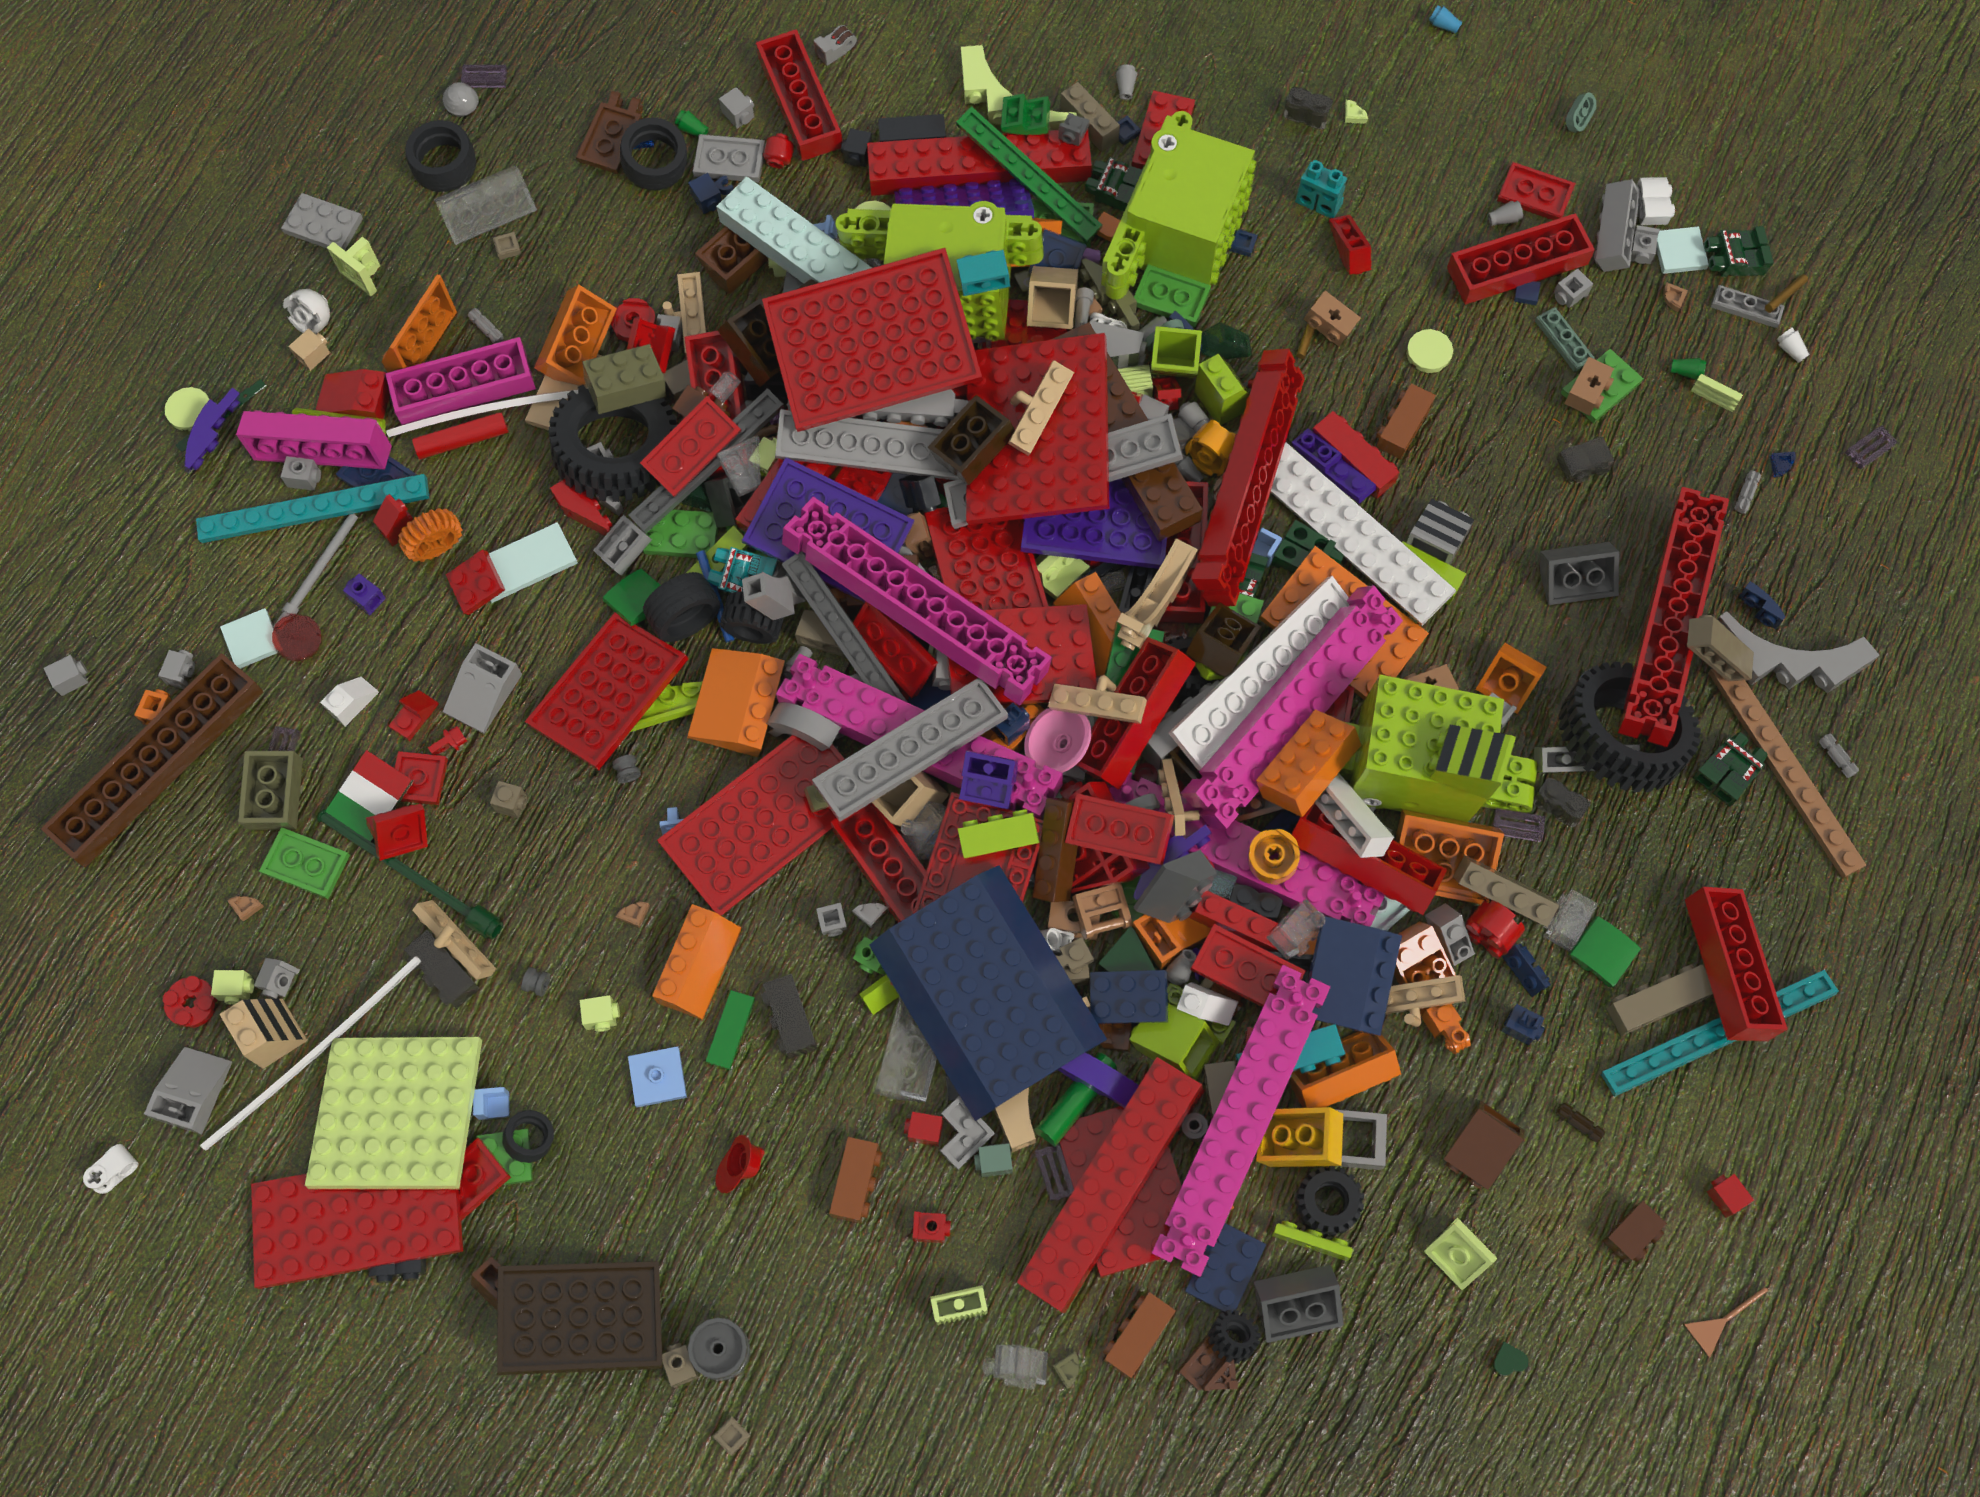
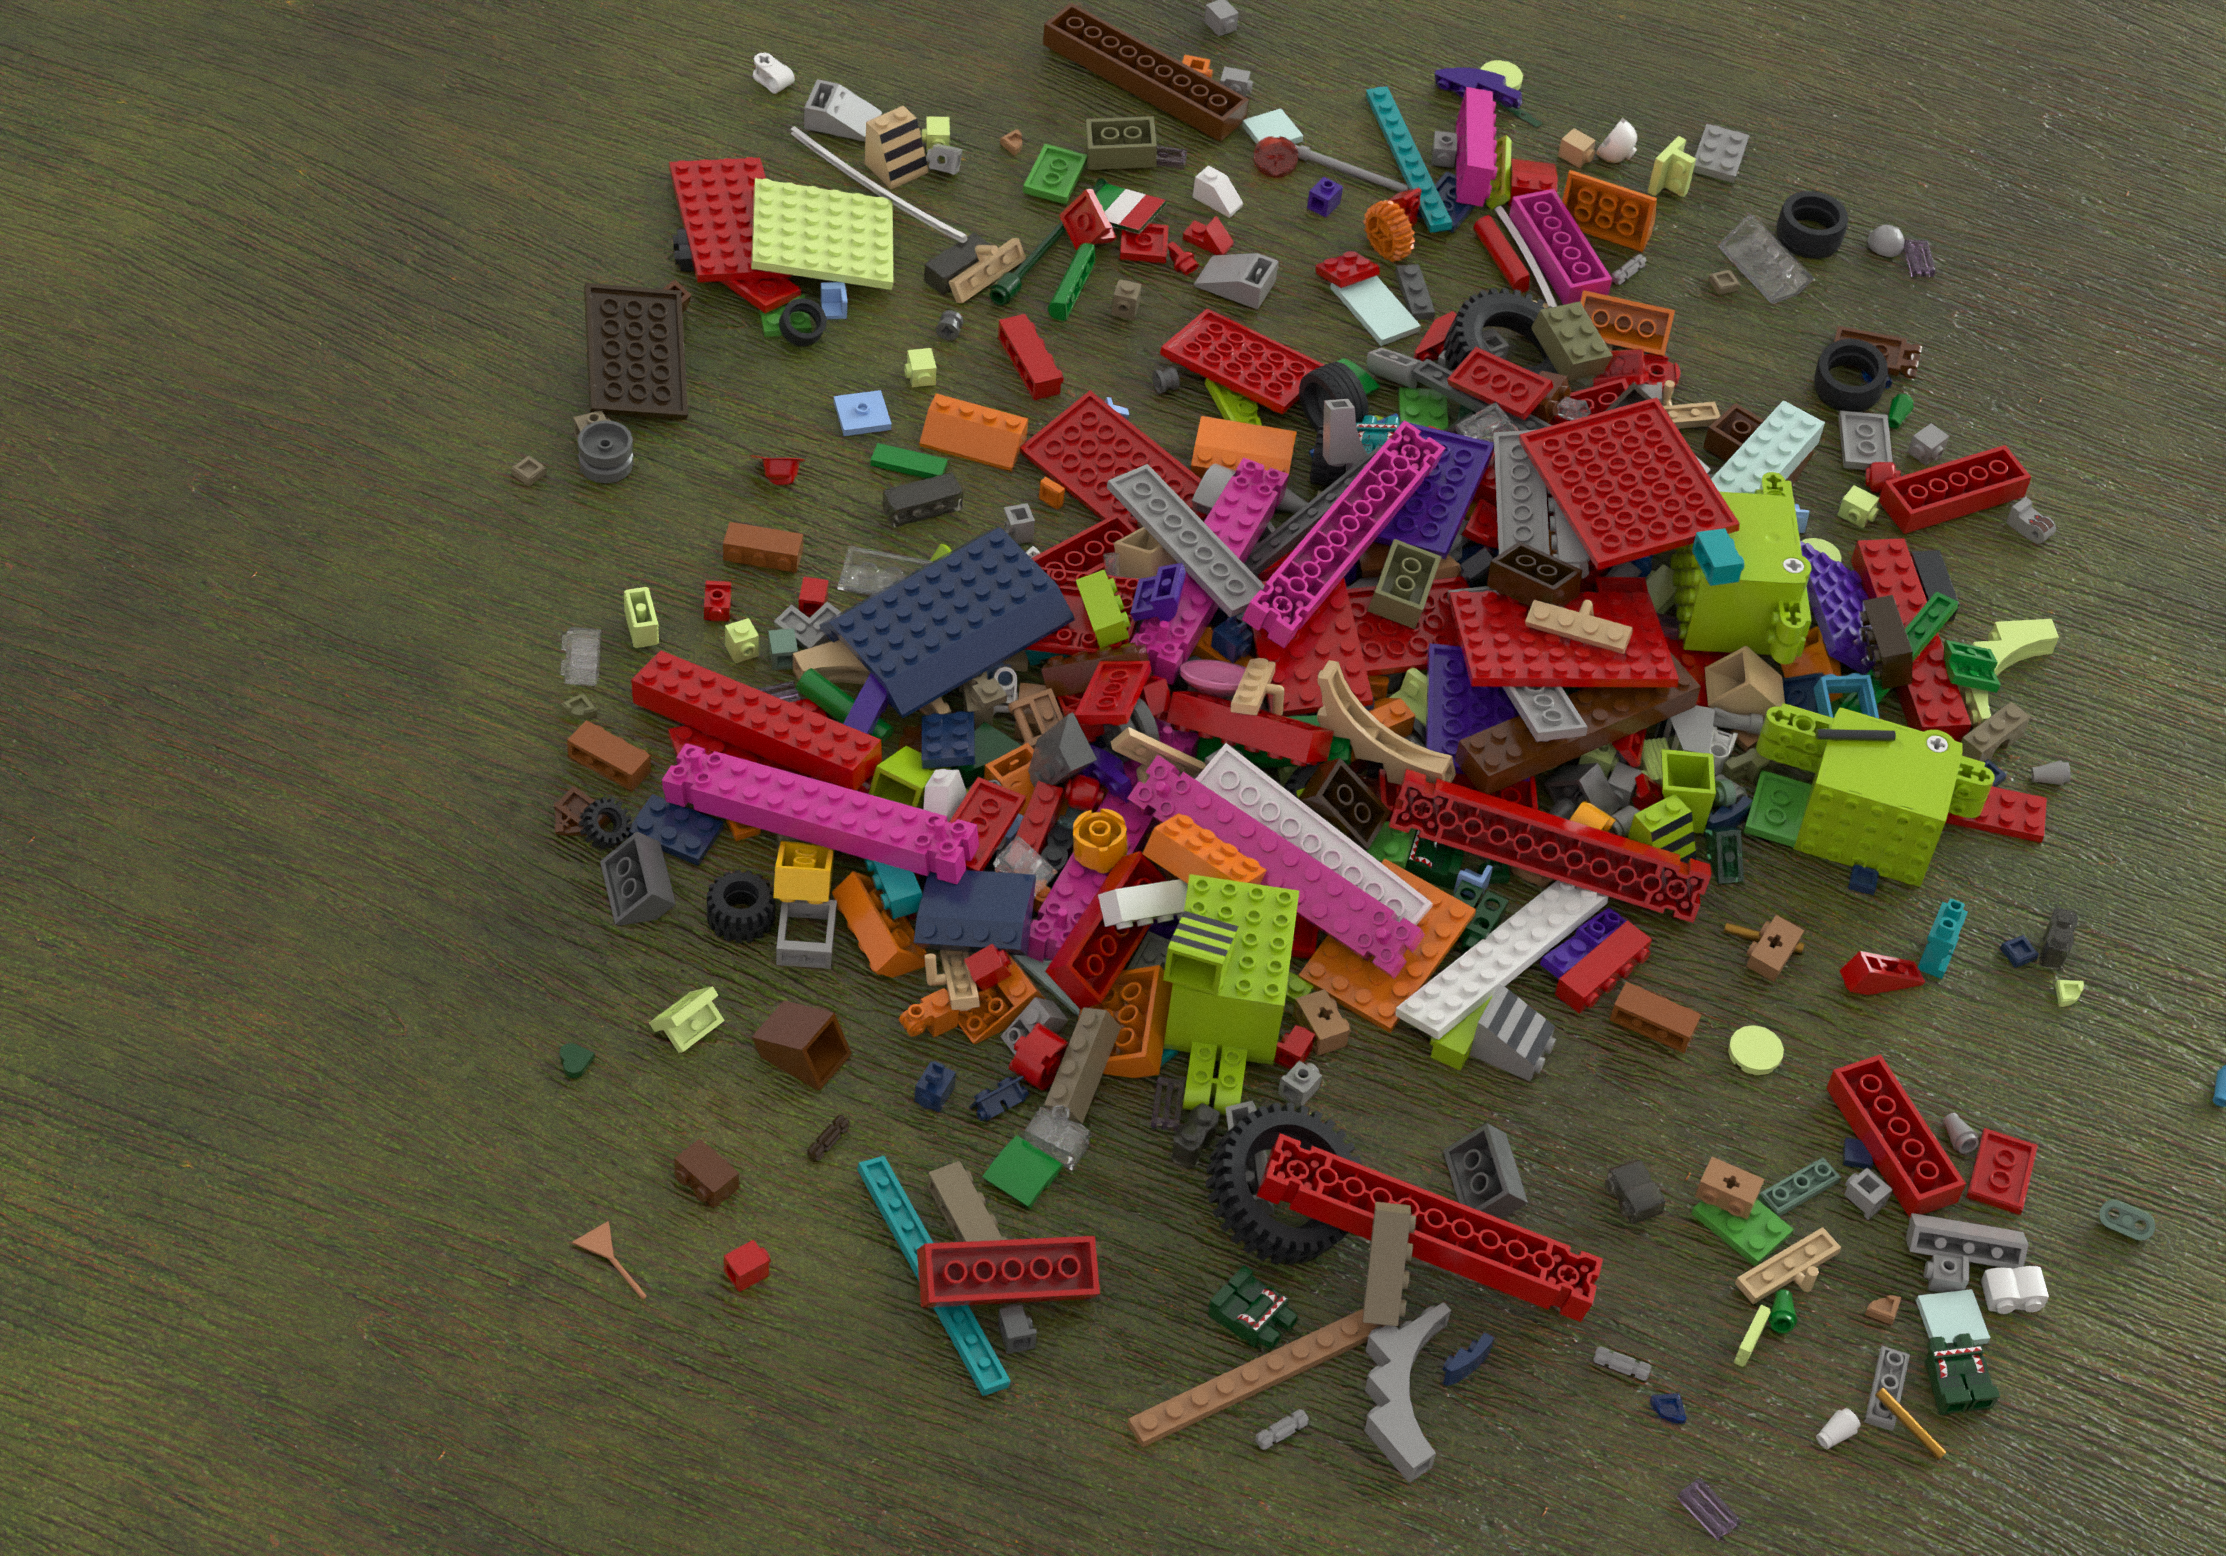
camera: 80 degrees right, 20 degrees down
(176, 997) = (924, 105): red plate -> none
(474, 853) = (1072, 282): none -> green brick
(504, 523) = (1415, 291): none -> dark grey plate
(586, 901) = (1030, 357): none -> red brick
(634, 913) = (1021, 394): medium nougat tile -> none
(708, 193) = (1825, 414): dark blue brick -> none
(783, 888) = (1051, 493): none -> orange tile
(814, 176) = (1859, 507): none -> yellowish green brick
(856, 148) = (1910, 533): black brick -> none
(957, 558) = (1404, 583): none -> olive brick
(987, 1201) = (741, 640): none -> yellowish green brick
(1025, 168) = (1886, 642): none -> dark brown brick
(1073, 129) = (1959, 703): dark grey bracket -> none
(1090, 200) = (1846, 684): none -> dark azure window
(1163, 203) = (1841, 734): none -> black bar
(1312, 1240) = (693, 912): lime tile -> none
(1314, 140) = (2019, 951): none -> dark blue tile
(1414, 966) = (989, 966): none -> red brick
(1511, 676) = (1347, 1099): orange slope -> none
(1646, 356) = (1789, 1266): none -> tan plate
(1778, 961) = (1016, 1329): none -> dark grey brick

